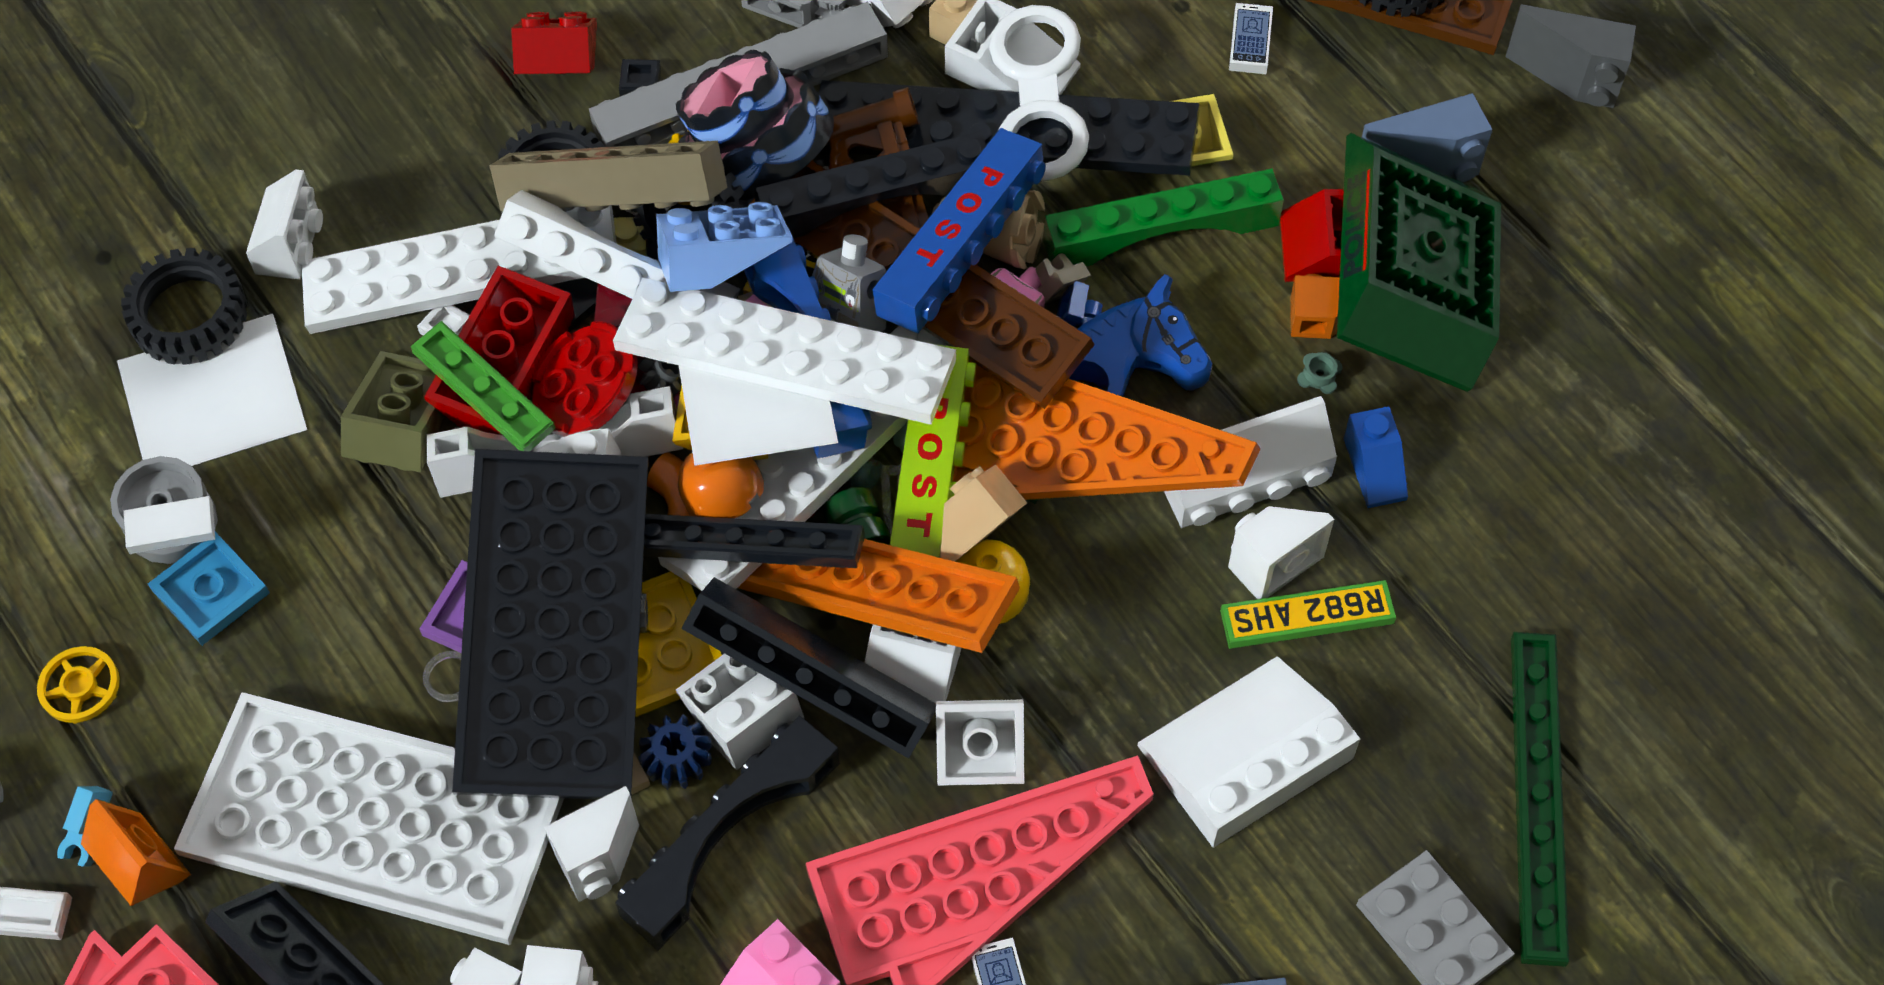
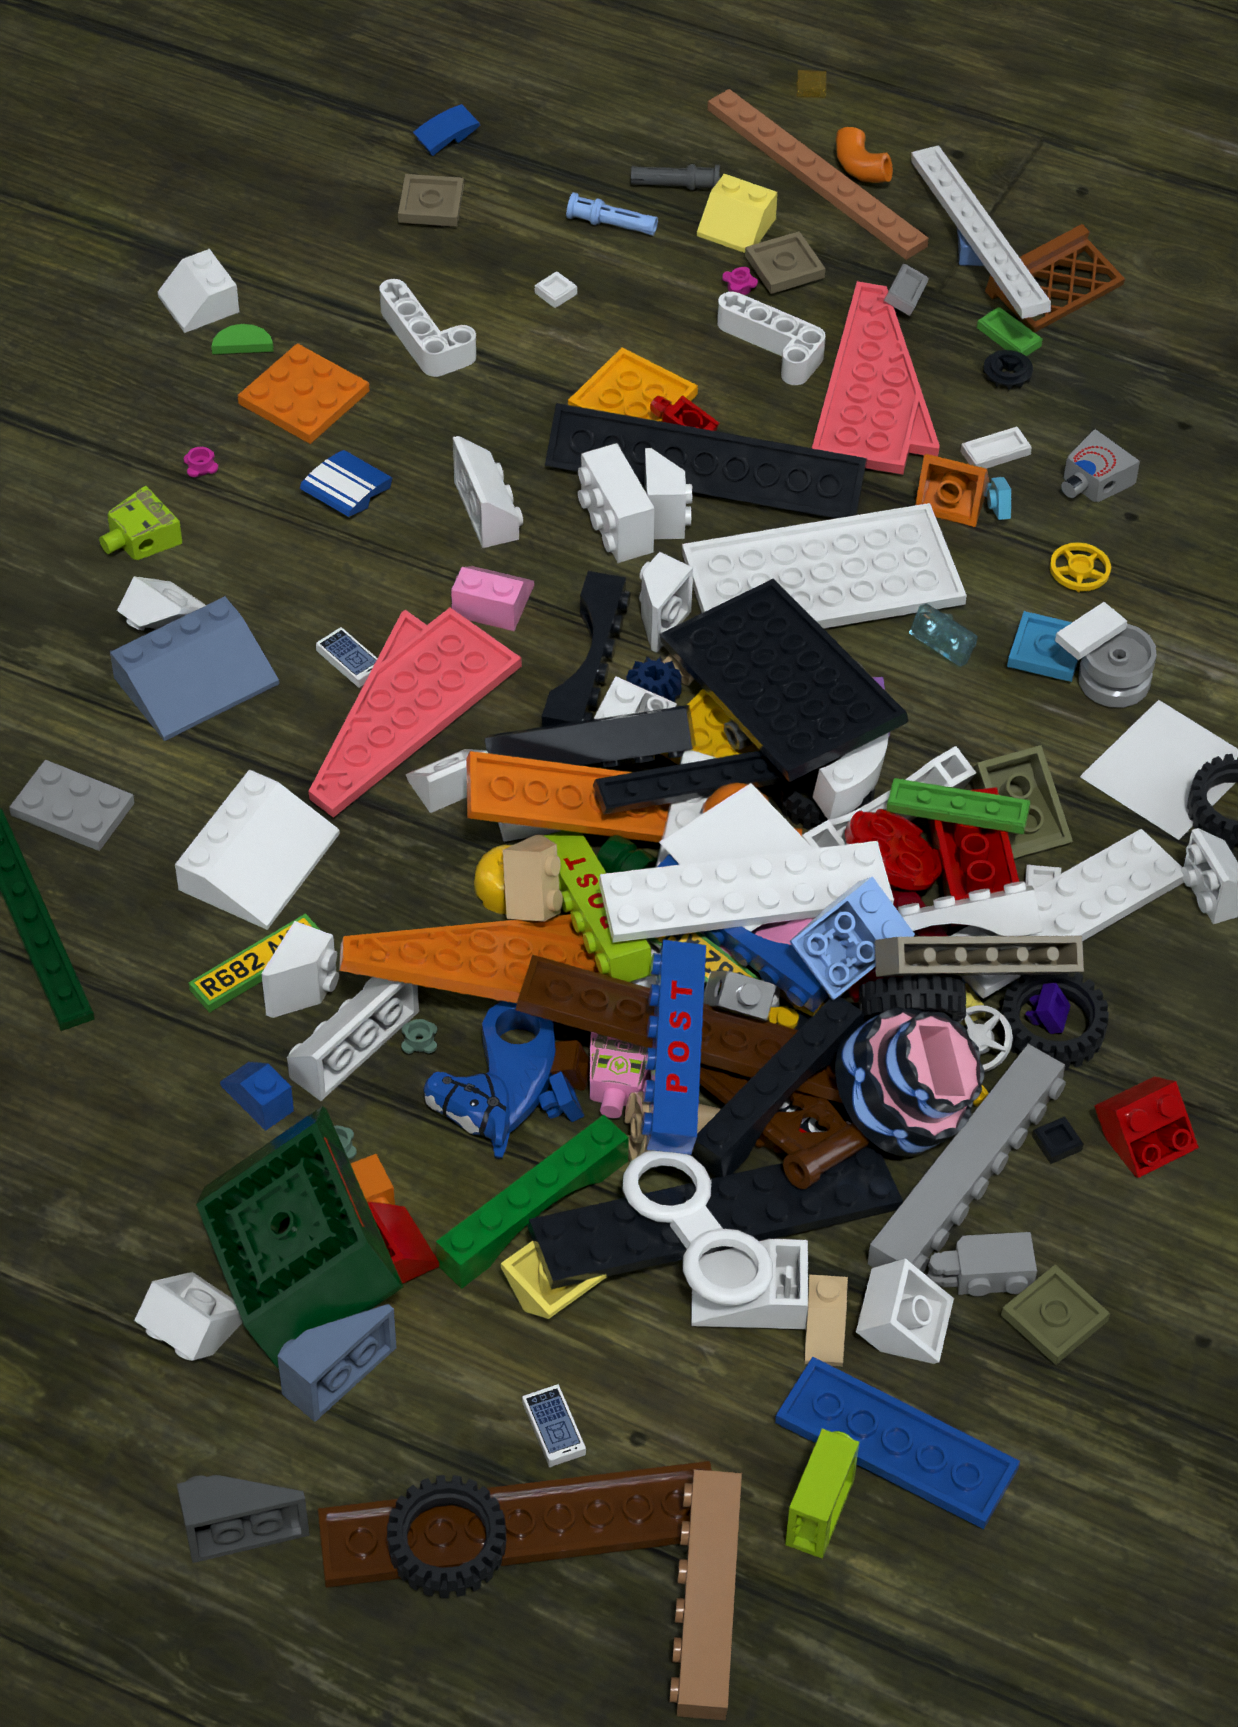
camera: 150 degrees right, 10 degrees down
(305, 647) = (943, 634): none -> clear light blue tile
(1058, 276) = (585, 1106): dark tan tile -> none
(1541, 261) = (188, 1315): none -> white slope

